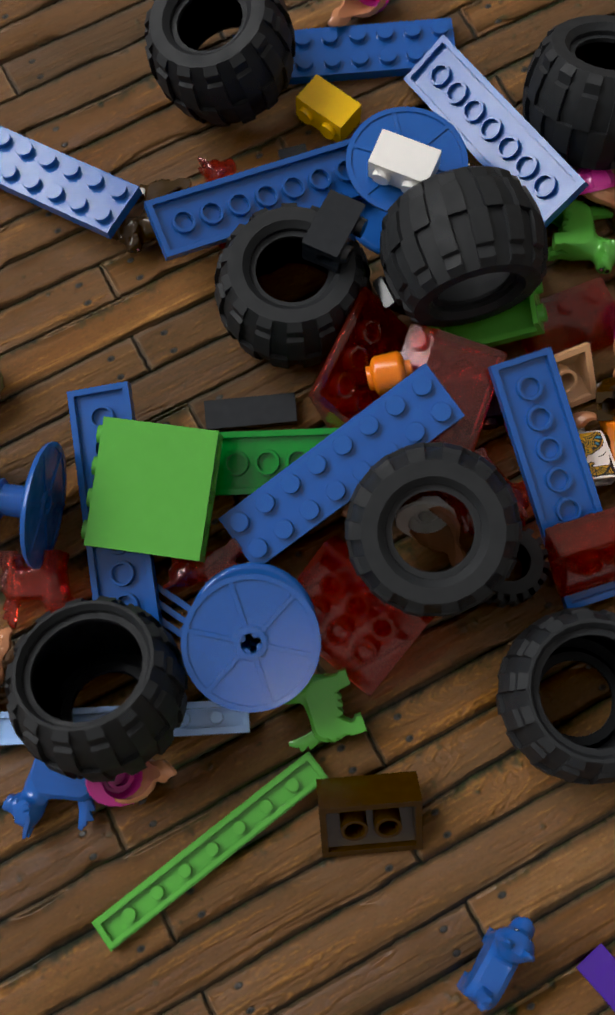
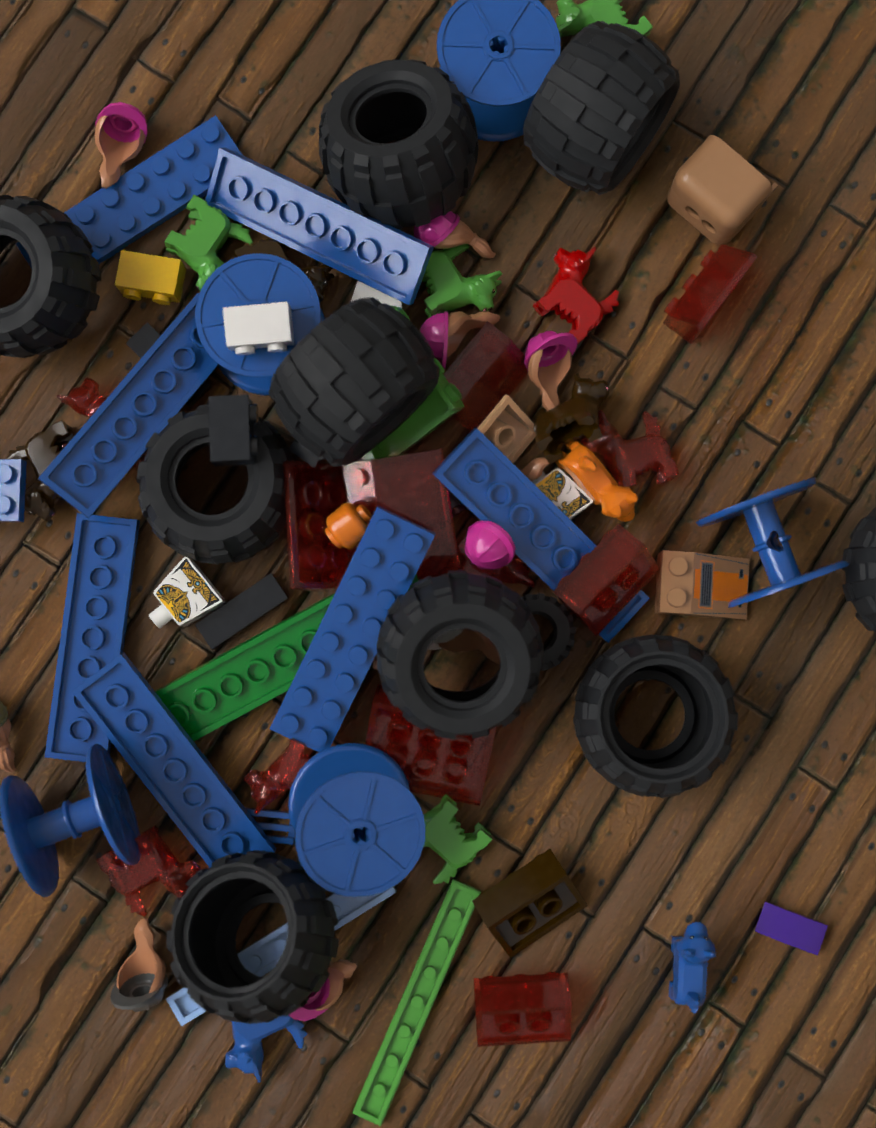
camera: 25 degrees left, 10 degrees up
(117, 354) = (91, 627): none -> blue plate
(152, 488) = (200, 739): bright green panel -> none
(209, 372) = (185, 596): none -> torso
(308, 914) = (522, 1009): none -> clear red slope
(395, 92) = (204, 239): none -> bright green animal
(510, 455) = (489, 545): none -> dark pink piece
(565, 271) = (447, 330): none -> piece

